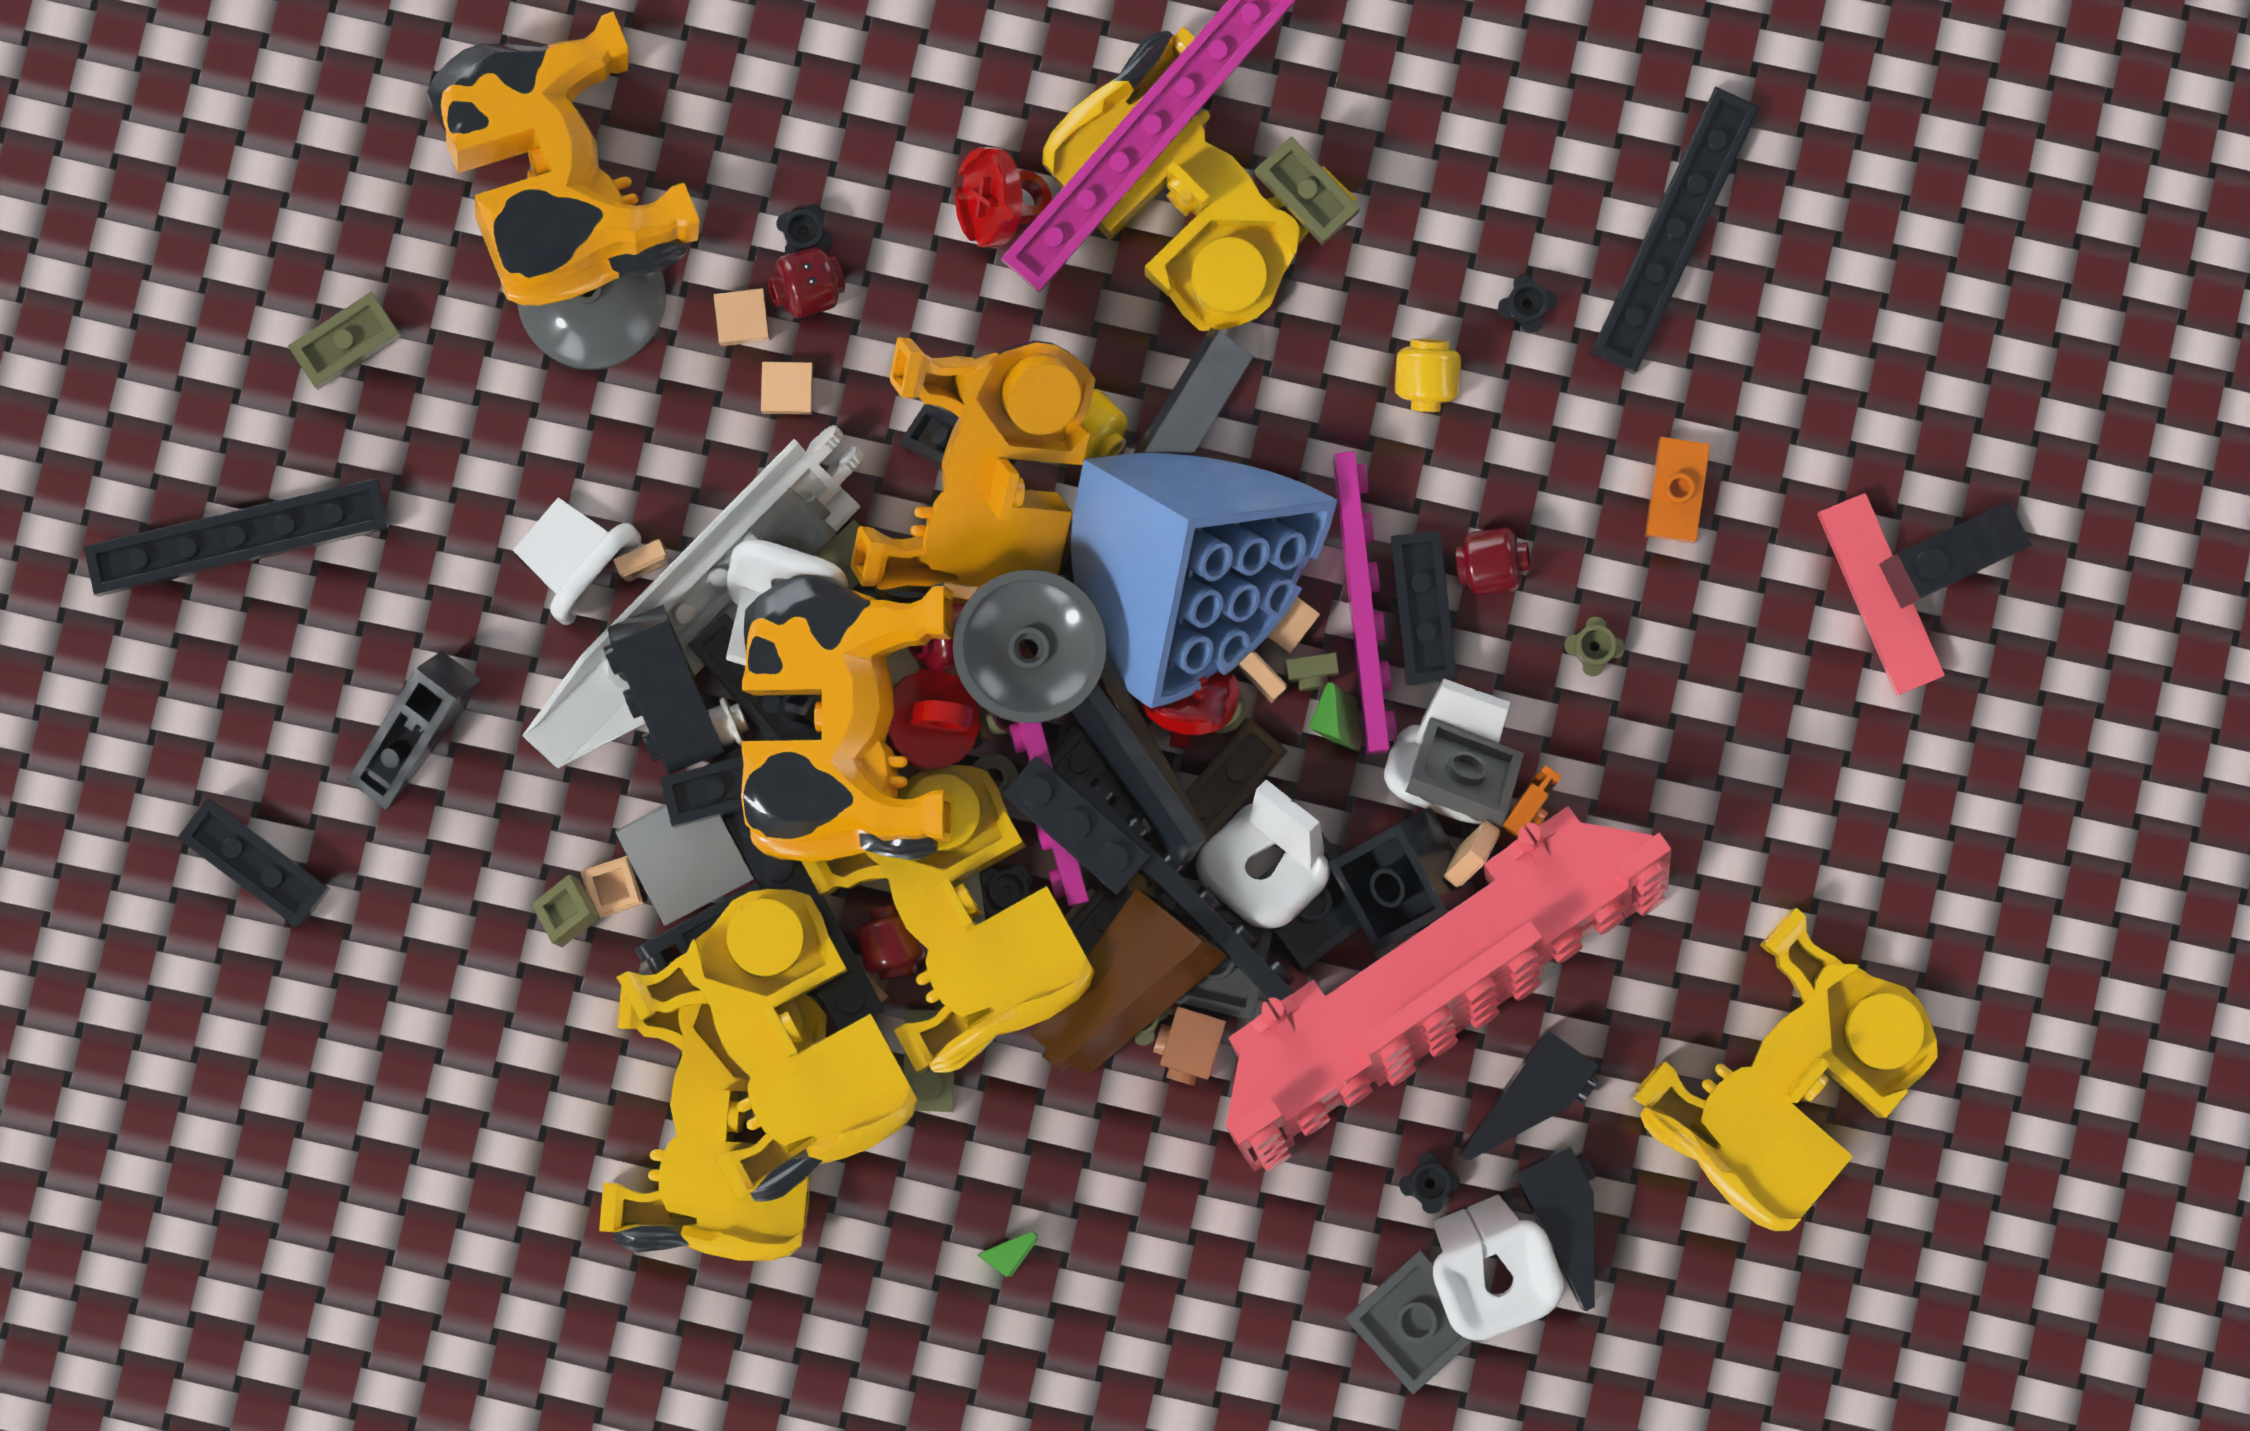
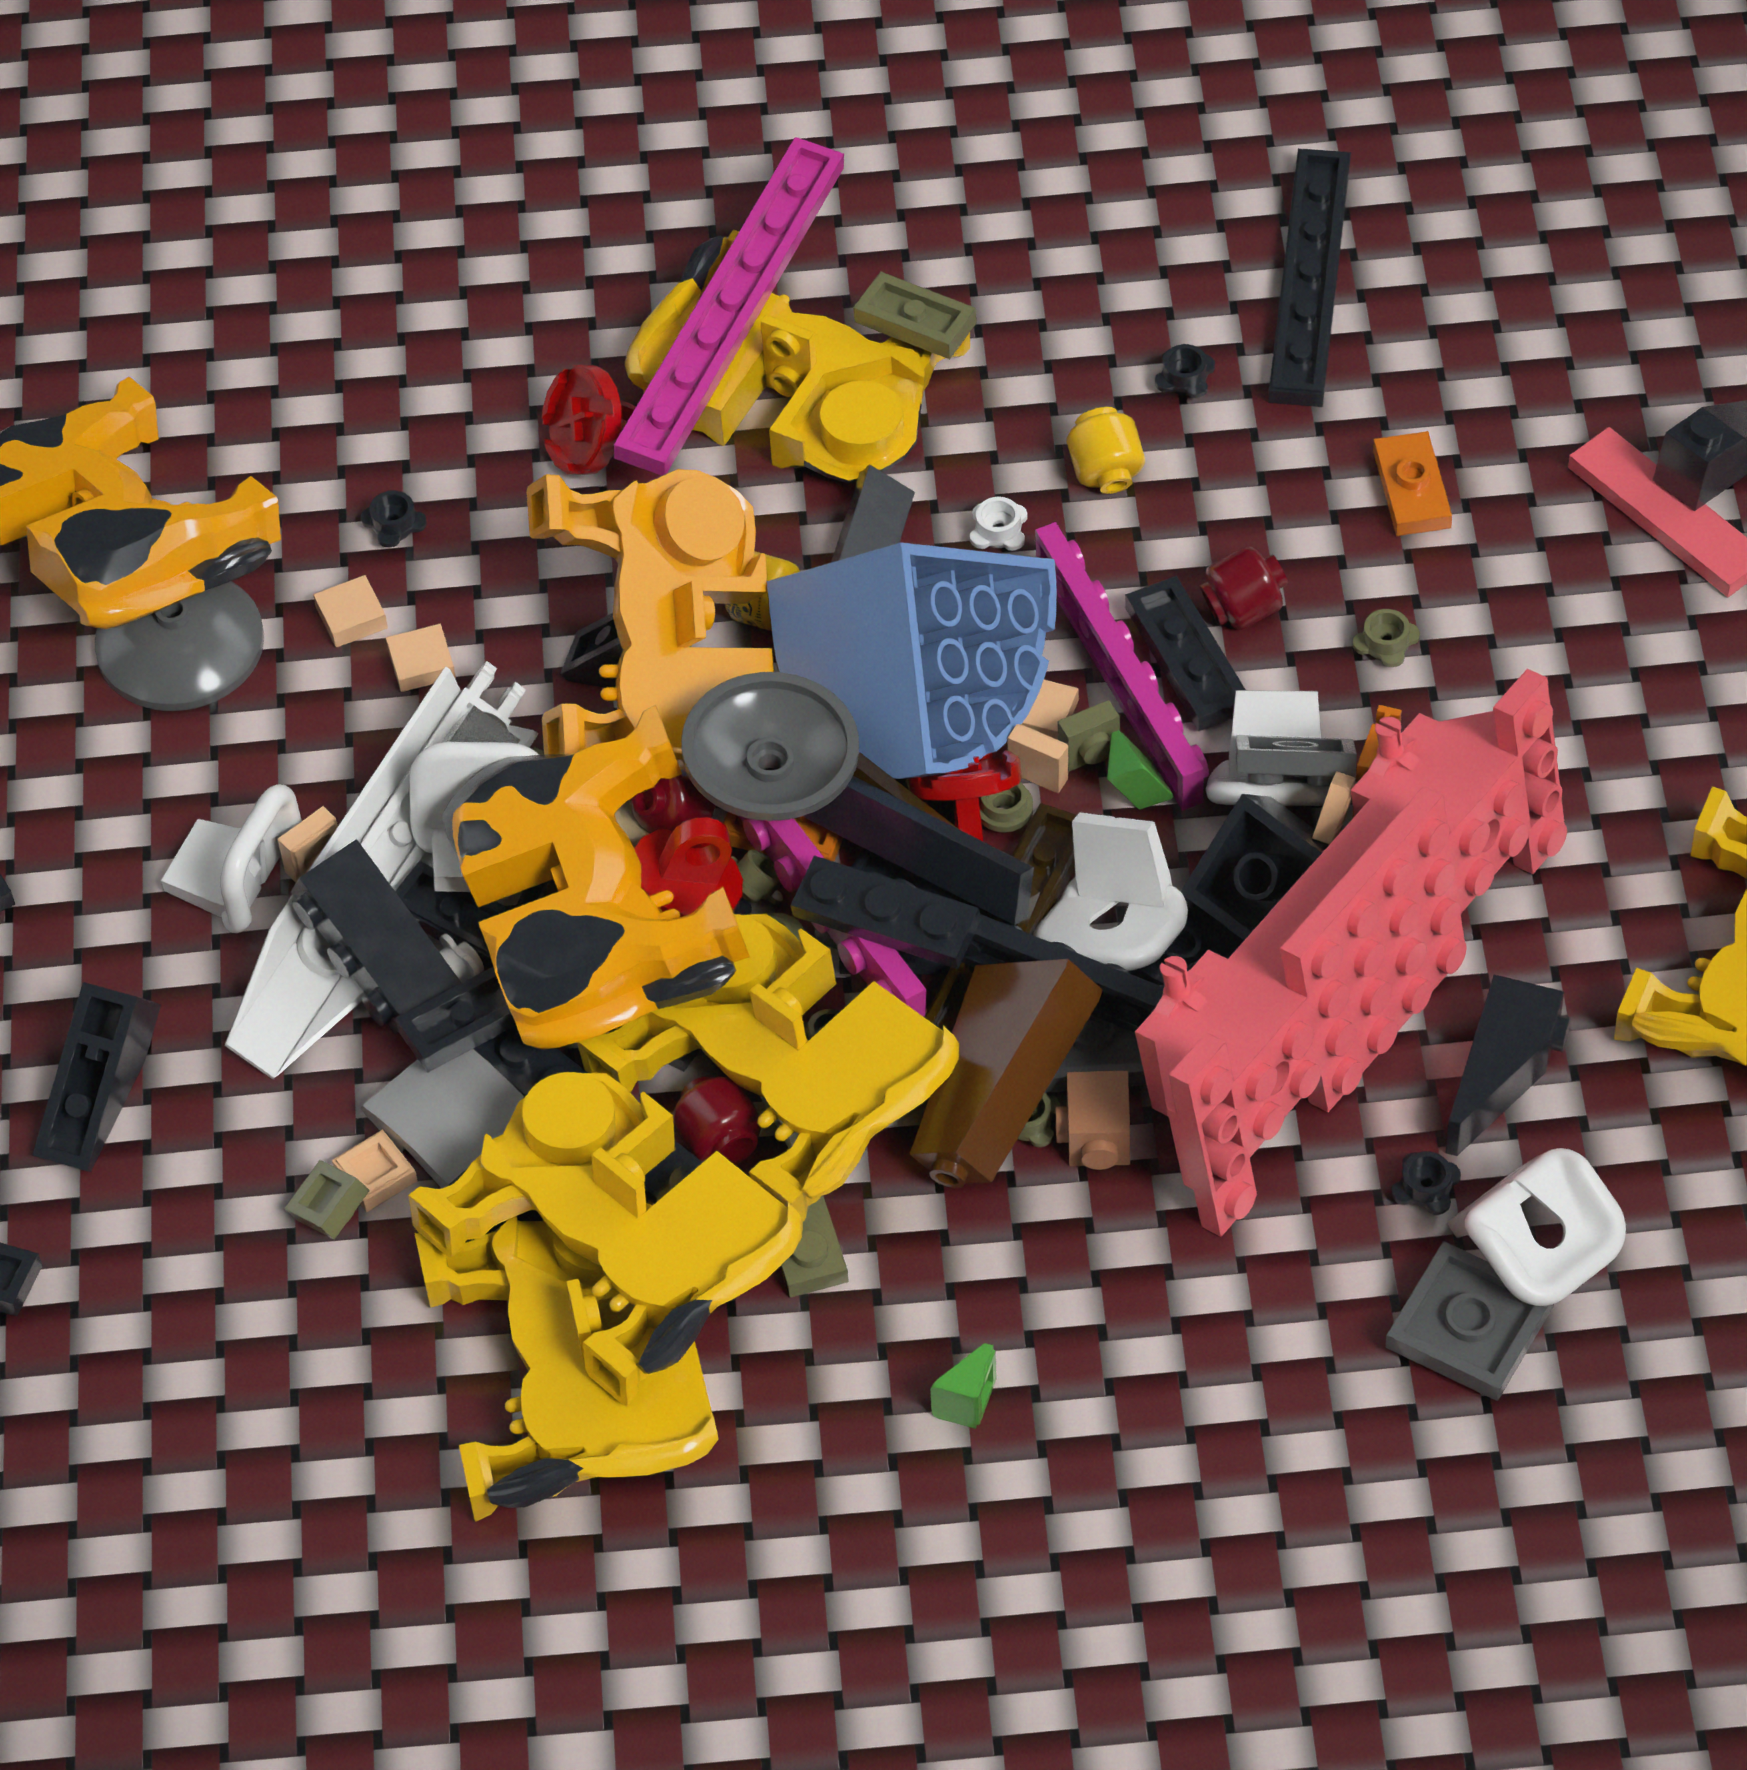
camera: 15 degrees left, 30 degrees down
(806, 282) = (411, 552): dark red head -> none
(1309, 402) = (998, 524): none -> white plate
(1564, 1208) = (1587, 1125): black slope -> none

